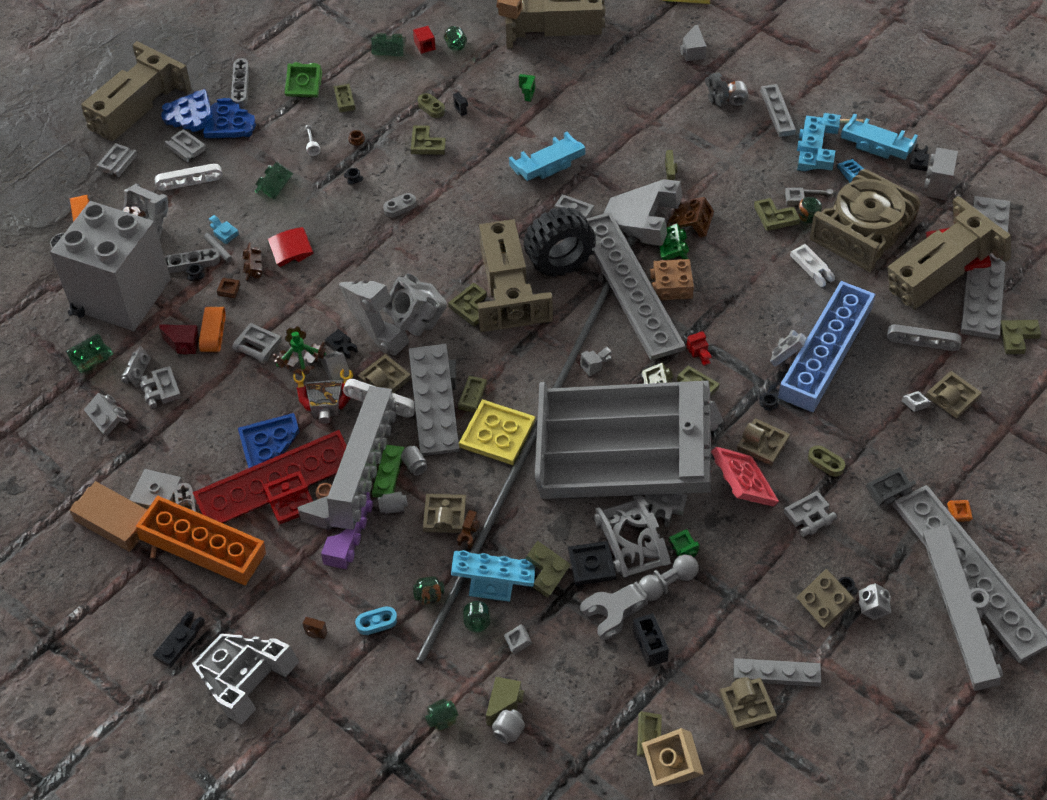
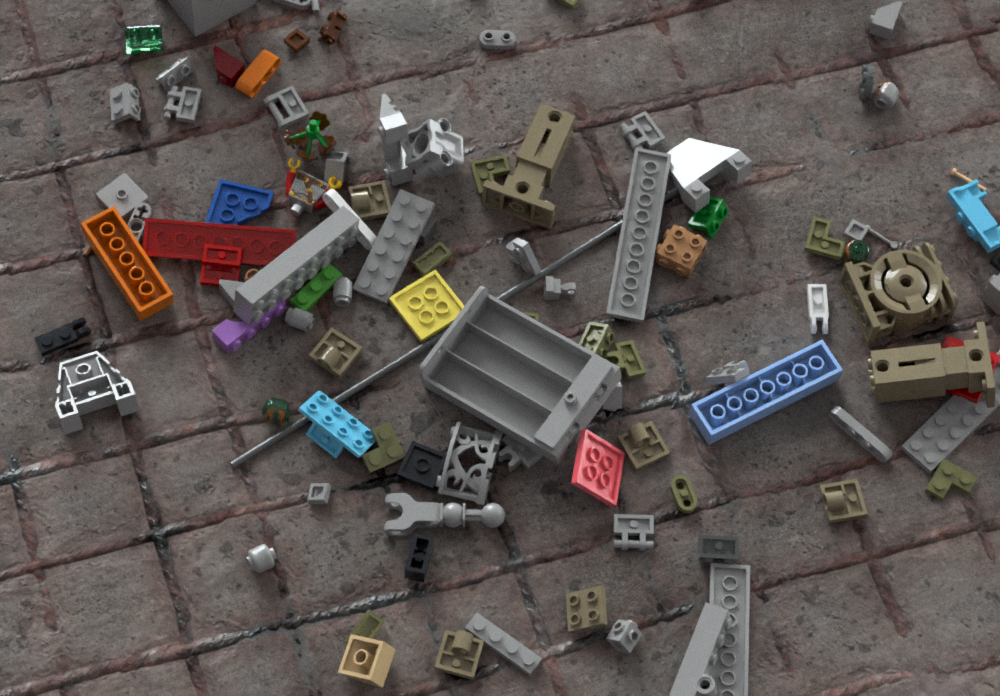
camera: 25 degrees right, 10 degrees up
(109, 515) = (71, 197): medium nougat brick -> none
(195, 272) = (279, 4): black plate -> none
(290, 246) = (375, 28): red slope -> none
(314, 628) = (168, 390): reddish brown plate -> none
(341, 342) = (356, 146): black plate -> none
(375, 619) = (220, 413): medium azure plate -> none
(441, 714) = (216, 518): clear green head -> none
(469, 526) = (345, 377): reddish brown plate -> none
(476, 616) = (299, 455): clear green head -> none
(504, 696) = (274, 534): olive slope -> none
(548, 160) = (659, 69): medium azure bracket -> none
(548, 346) = (523, 253): none -> light grey plate
(552, 228) = (599, 160): black tyre -> none
(671, 167) = (764, 139): olive plate -> none
(684, 544) = (508, 495): green bracket -> none
(695, 213) = (748, 198): reddish brown bracket -> none
(698, 346) = (655, 328): red piece -> none
(769, 398) = (677, 409): black plate -> none
(778, 110) = (911, 134): light grey plate -> none
(810, 148) = (916, 185): medium azure bracket -> none
(849, 174) = (938, 242): dark azure slope -> none
(850, 584) = (613, 604): black plate -> none
(916, 401) = (805, 487): light grey tile -> none
(960, 510) = (761, 604): orange tile -> none

